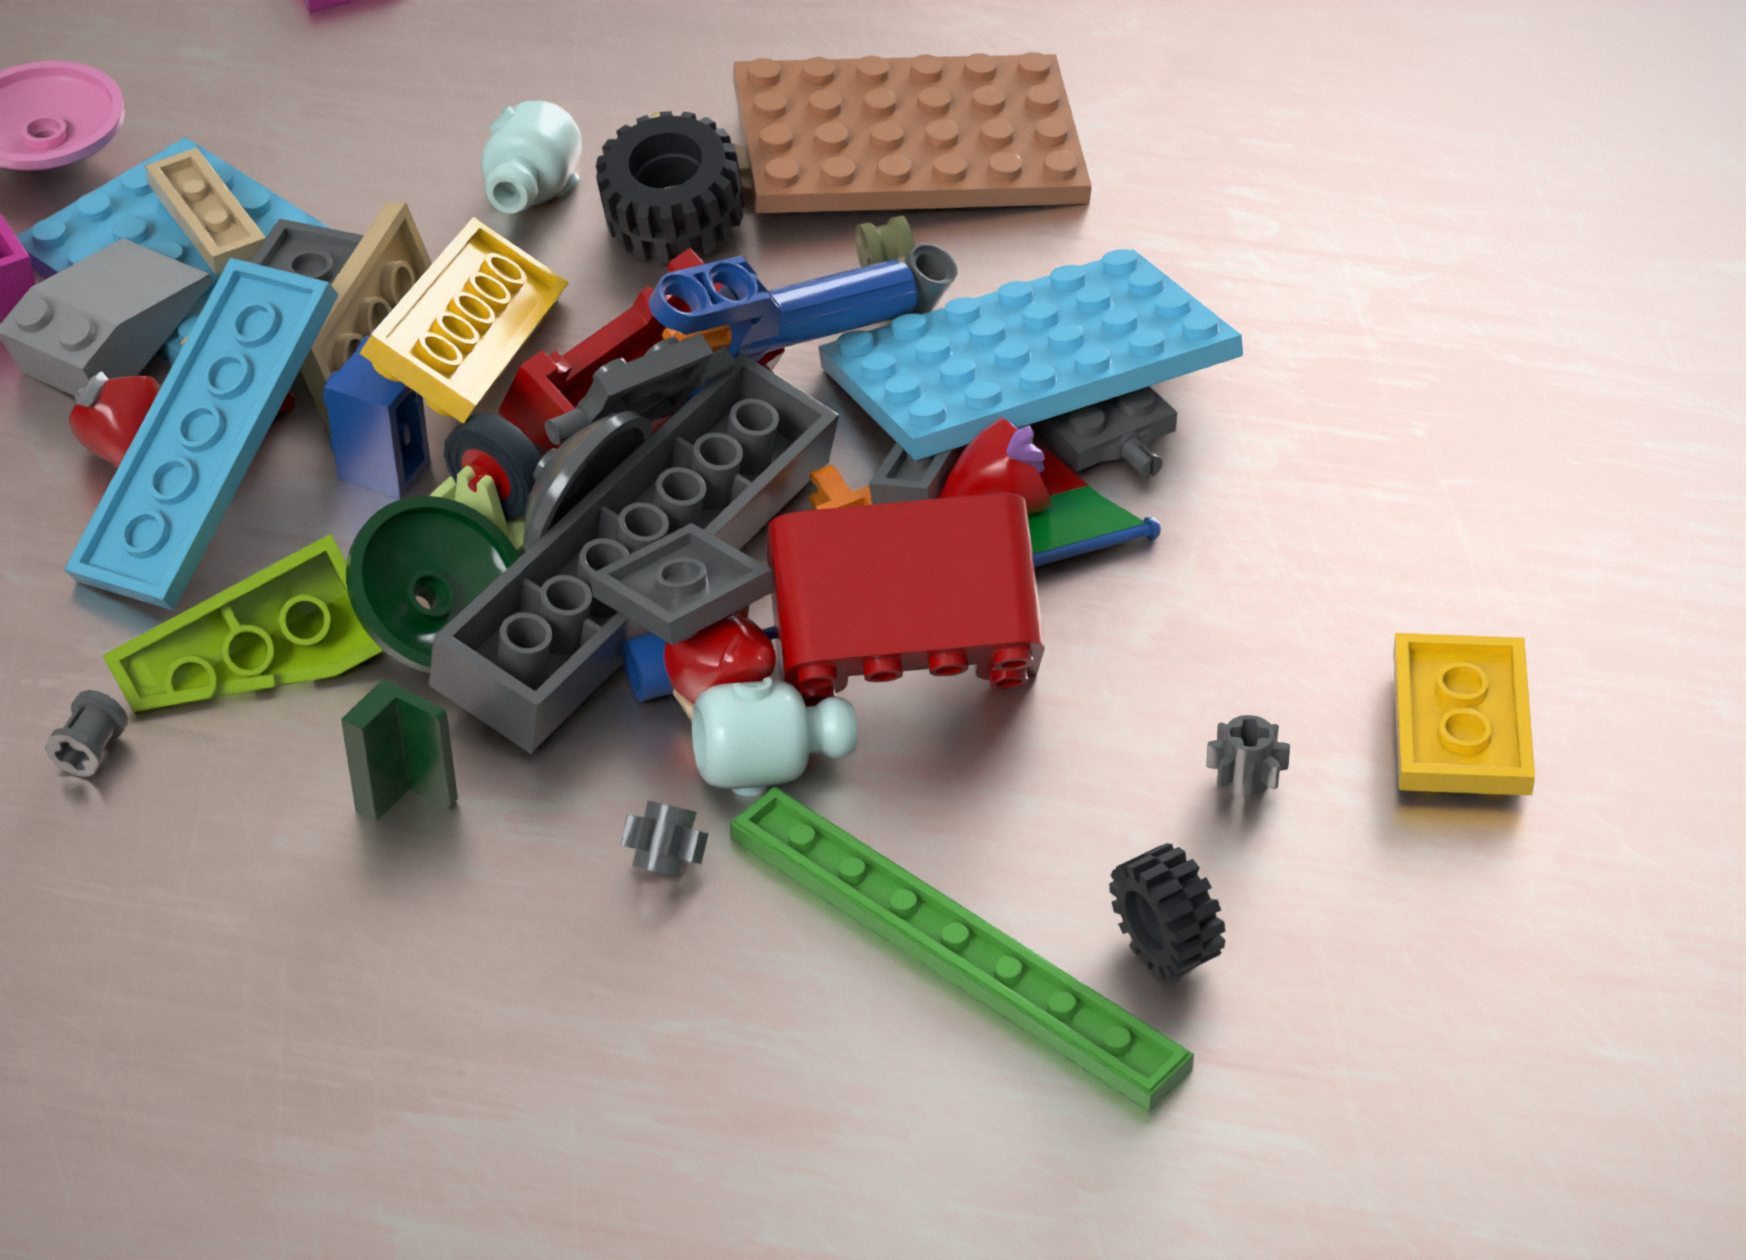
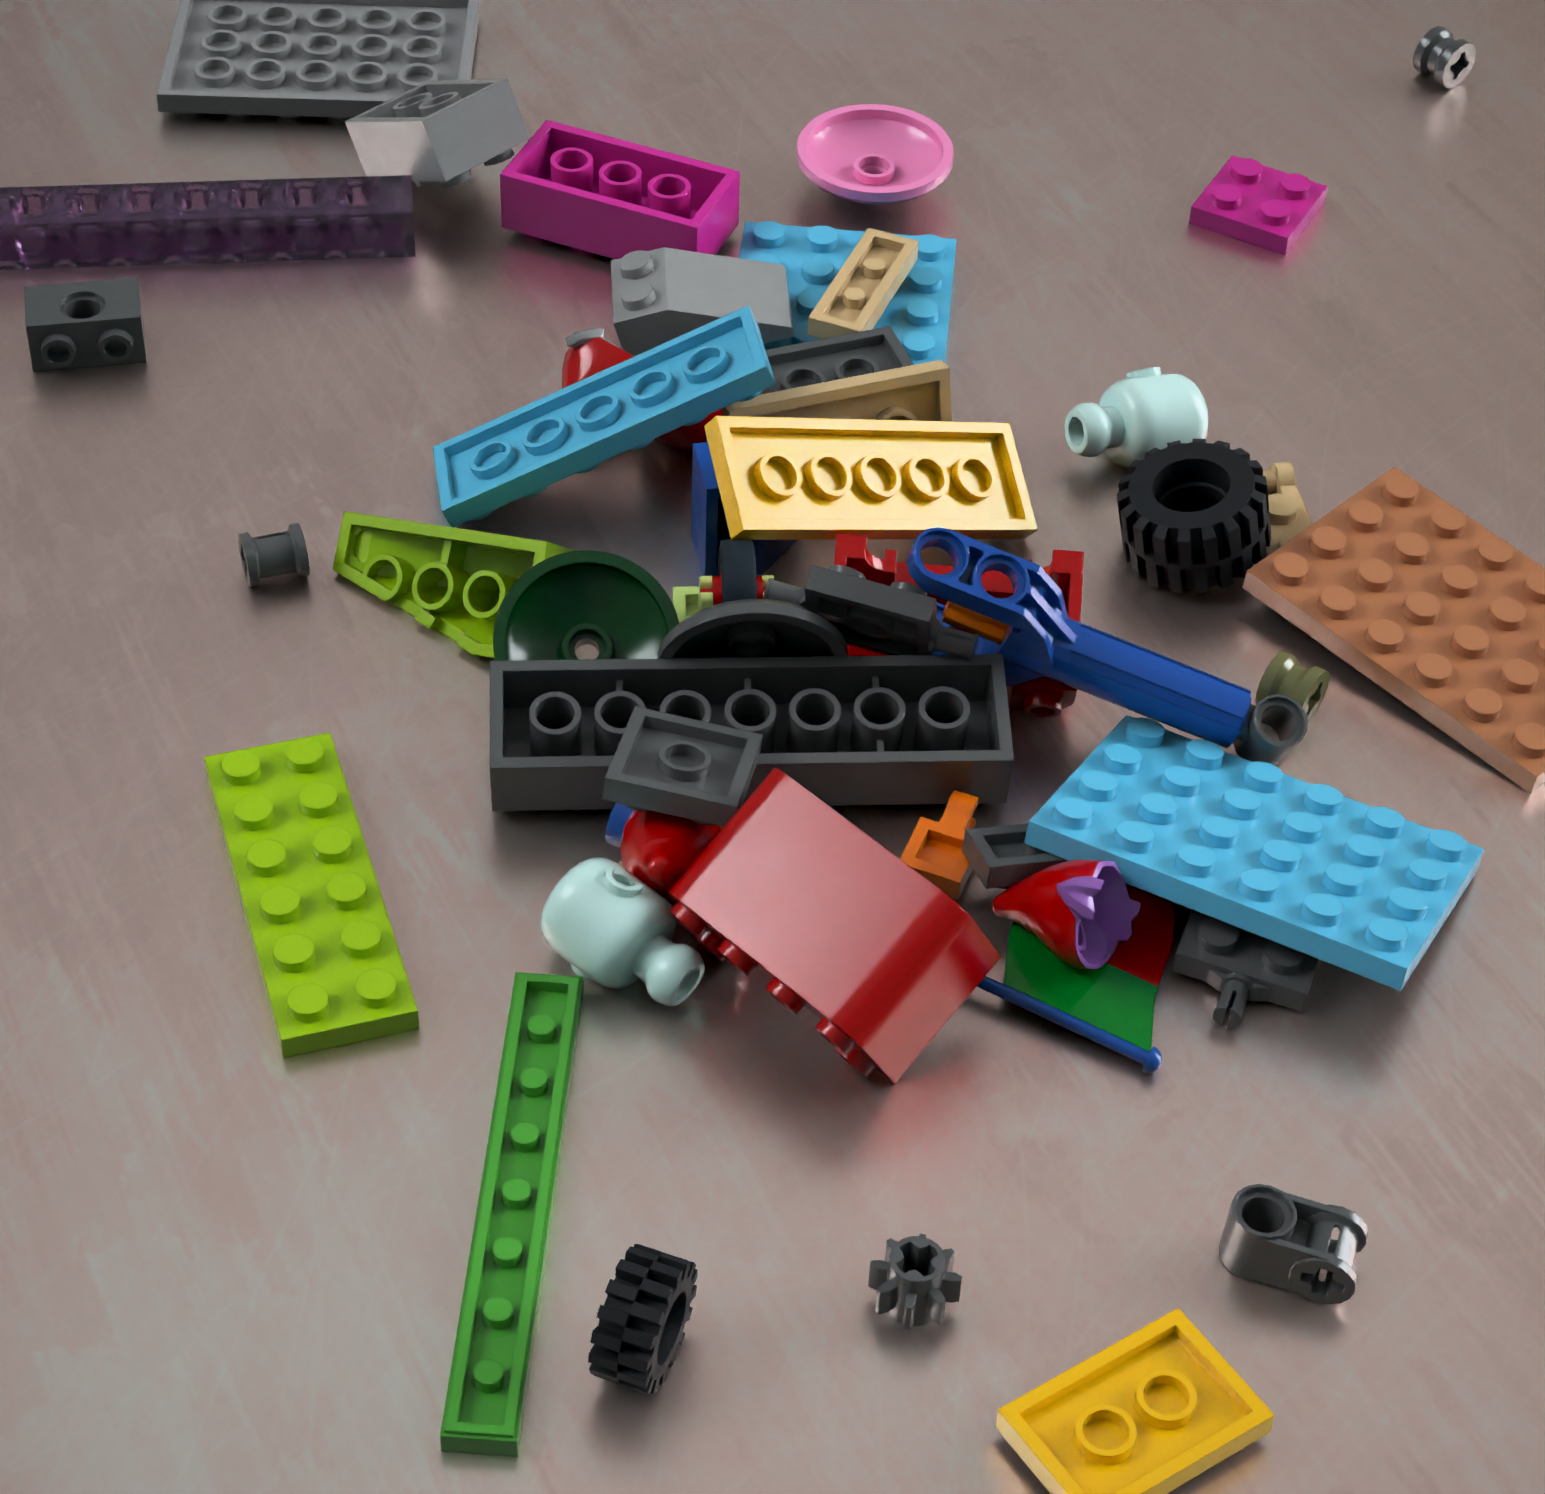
camera: 50 degrees right, 0 degrees up
(397, 746) = (375, 715): dark green panel -> none
(503, 908) = (310, 896): none -> lime plate
(664, 839) = (447, 938): dark grey gear -> none
(1387, 550) = (1288, 1241): none -> dark grey piece

